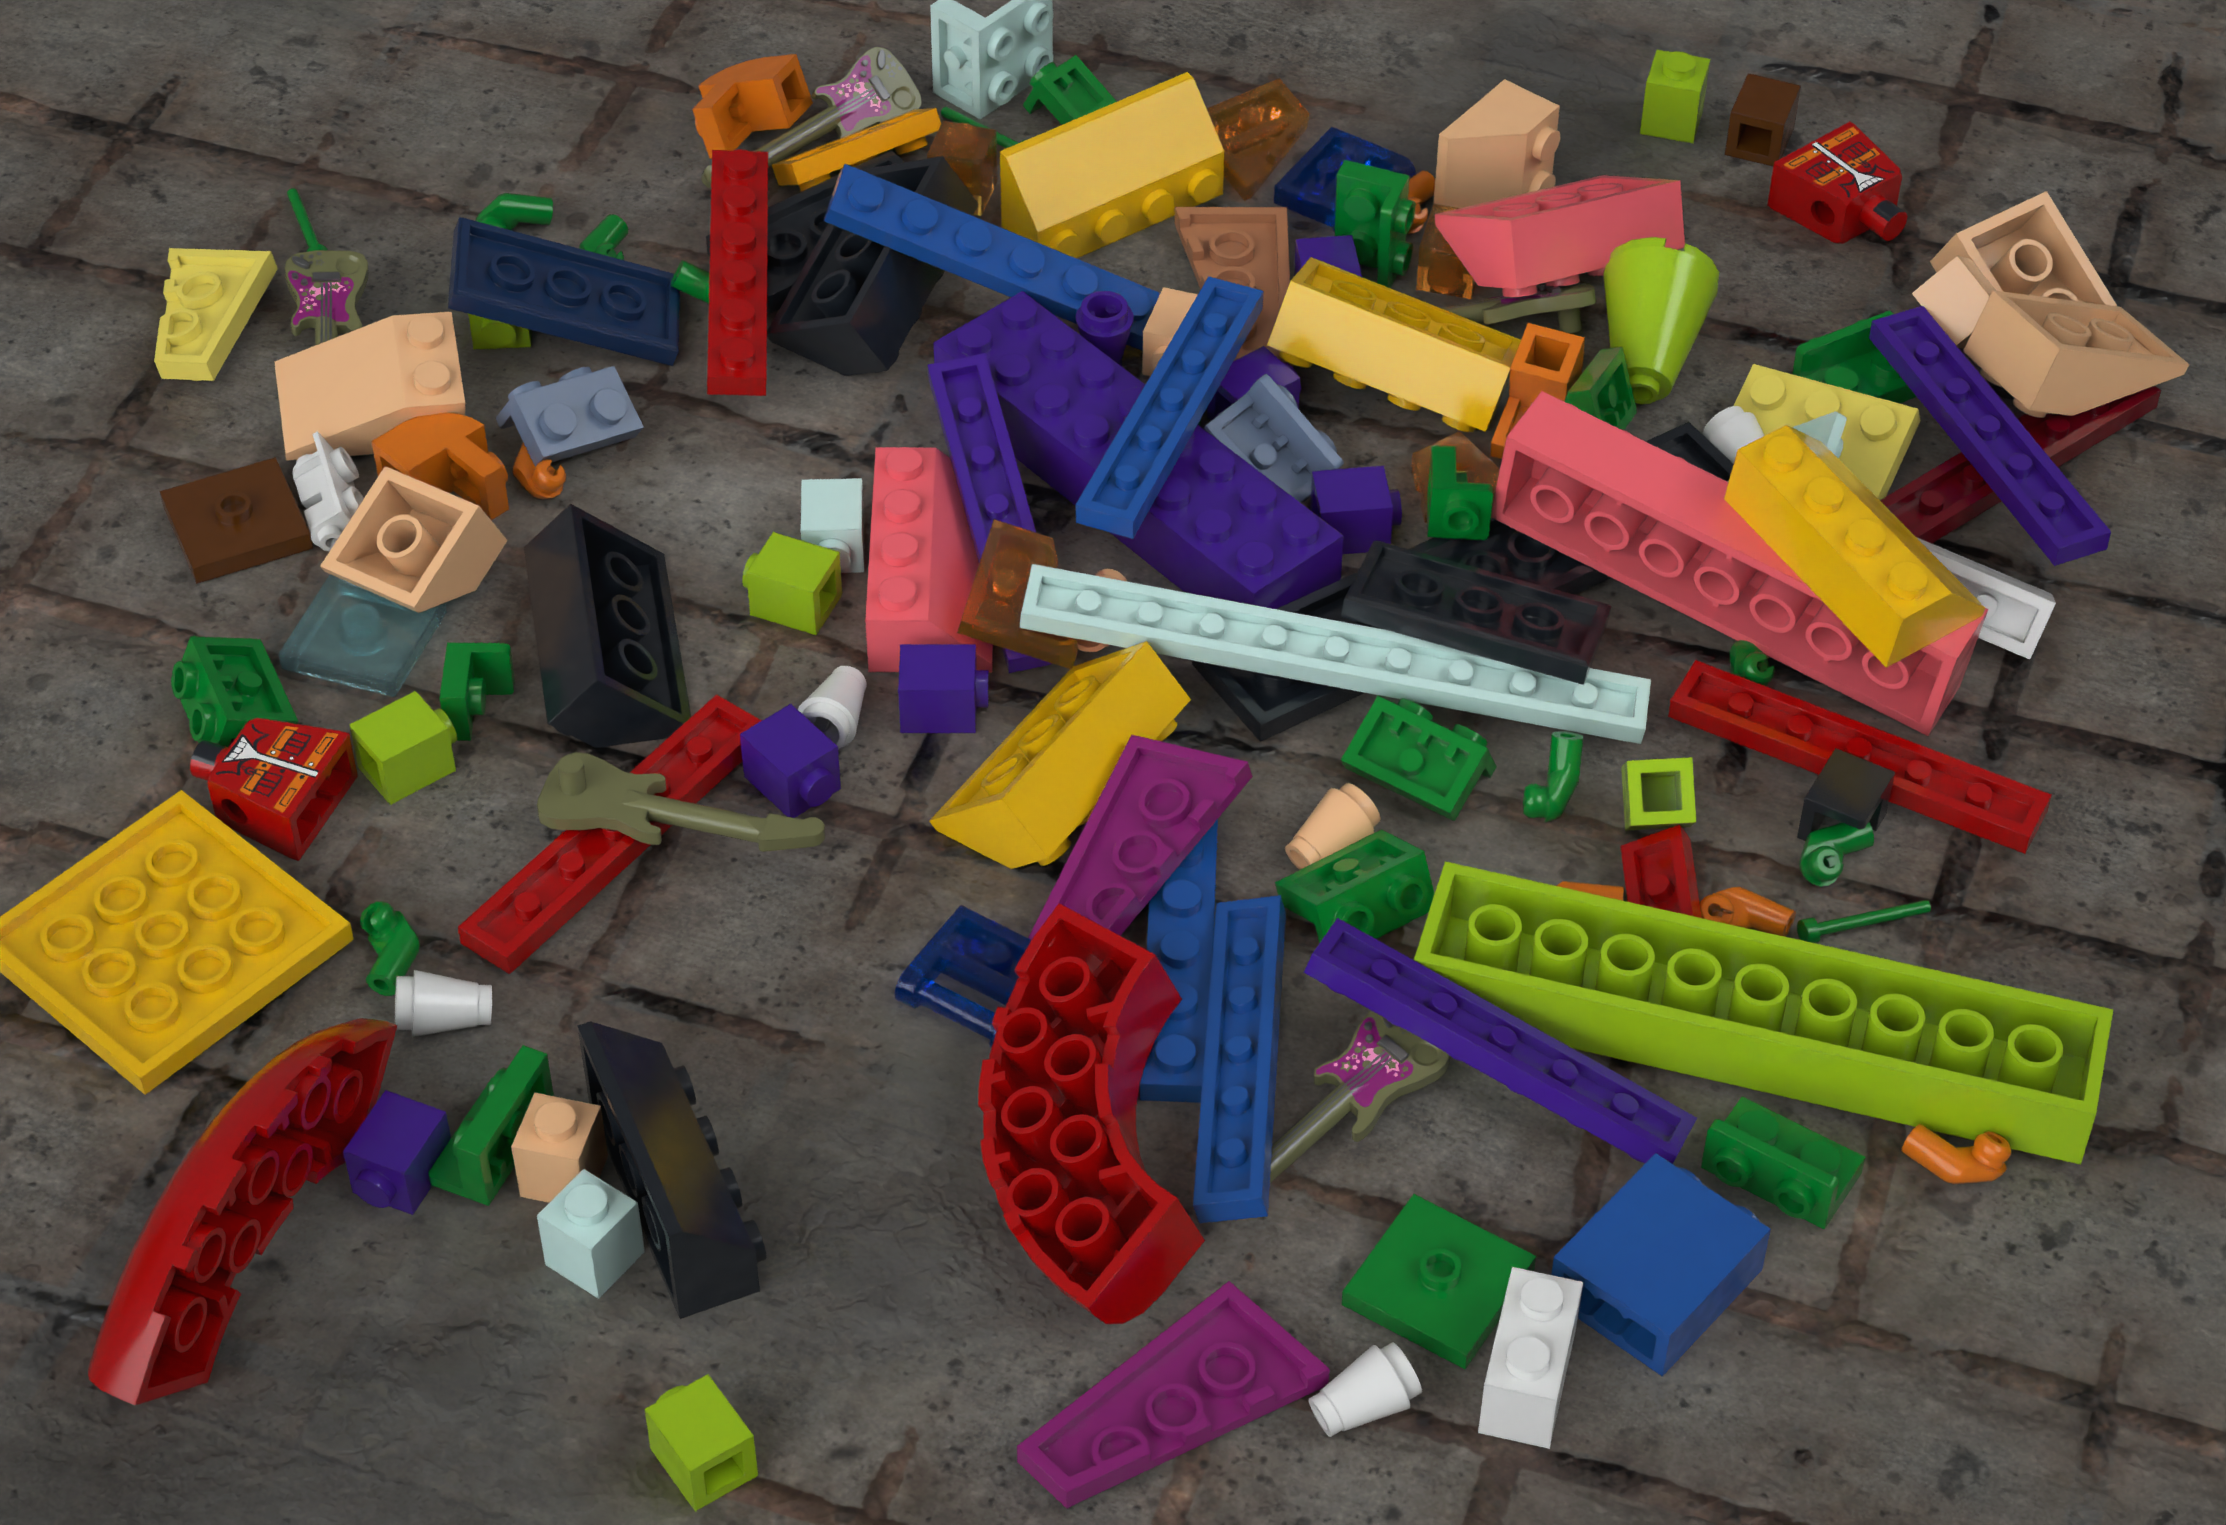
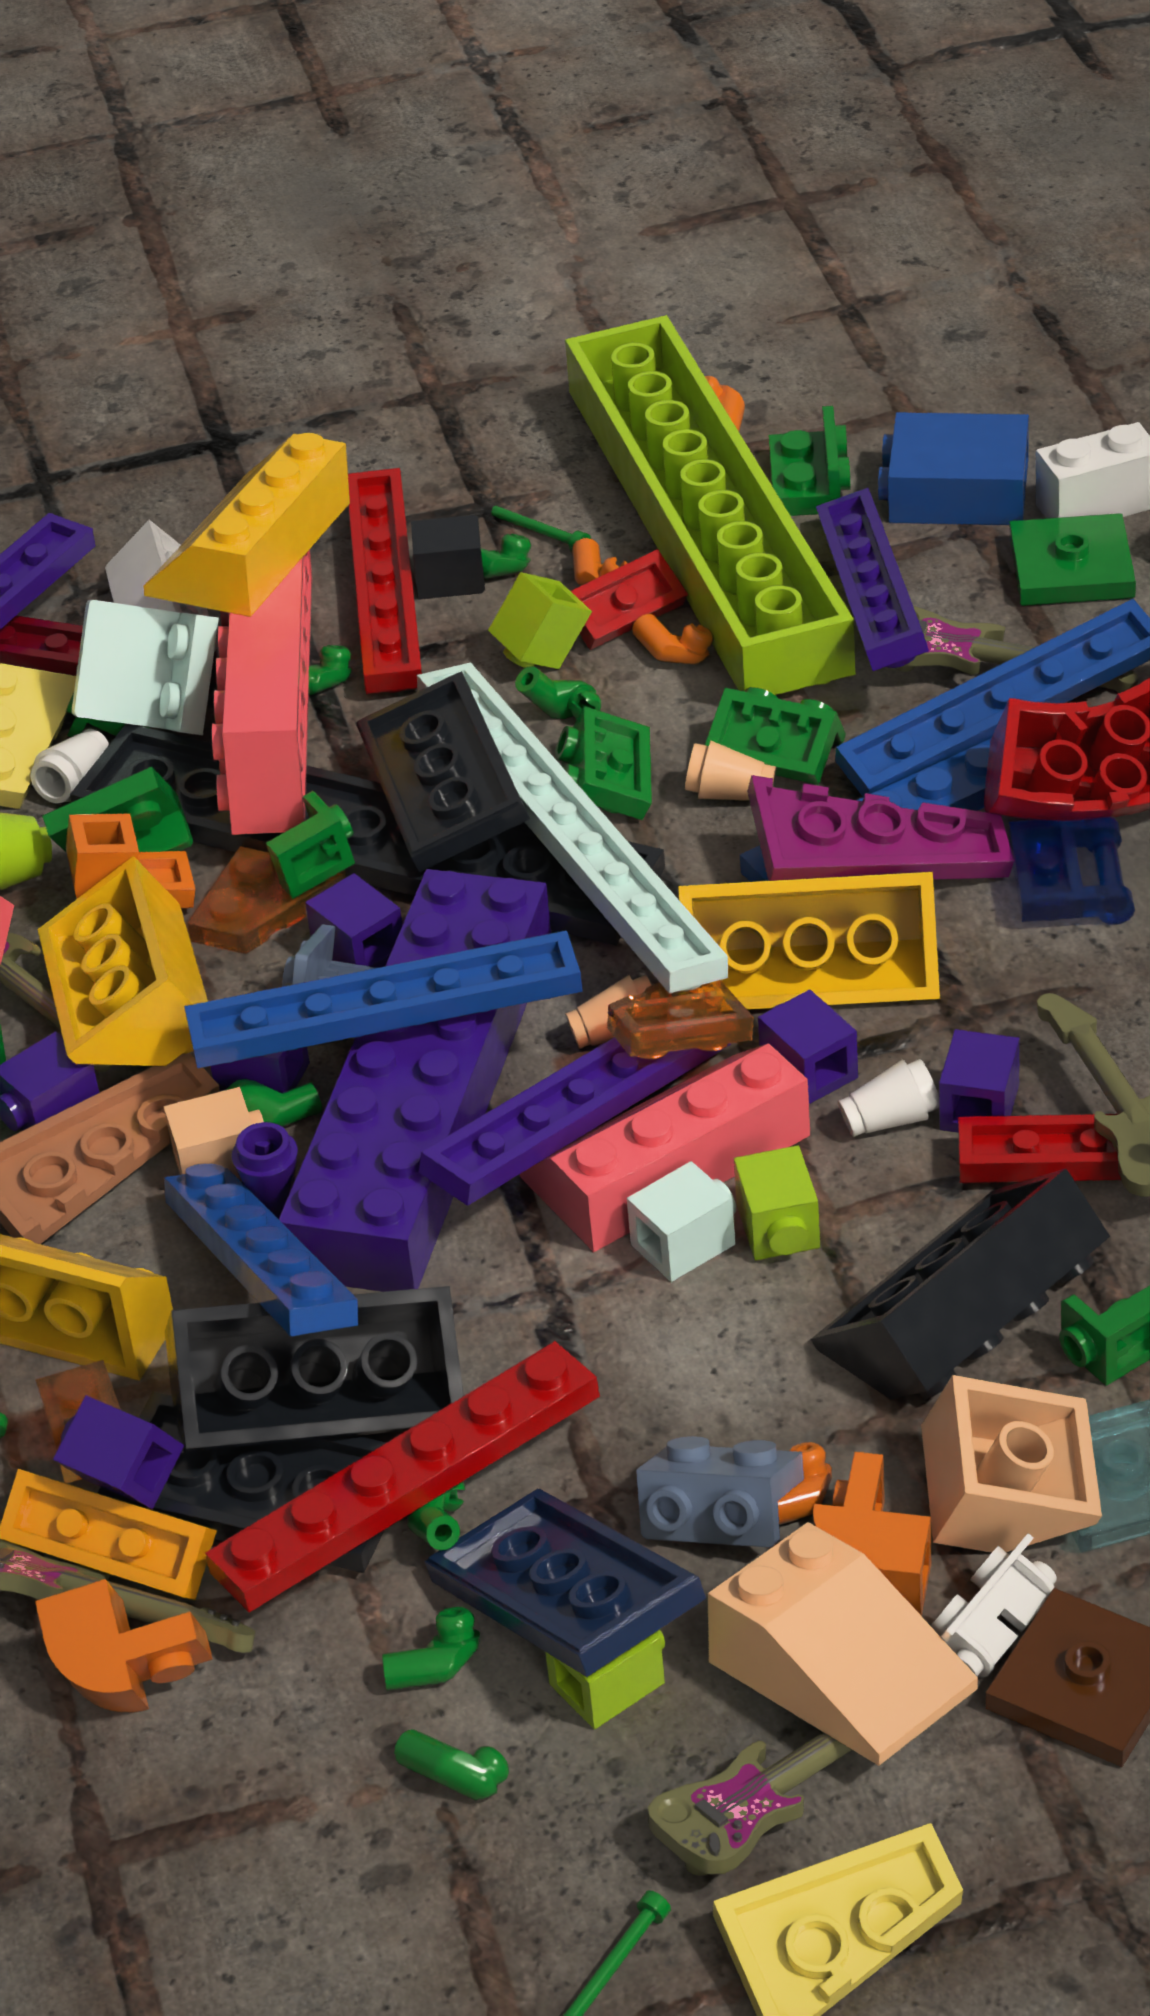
camera: 120 degrees left, 5 degrees down
(884, 133) = (118, 1452): none -> dark purple brick

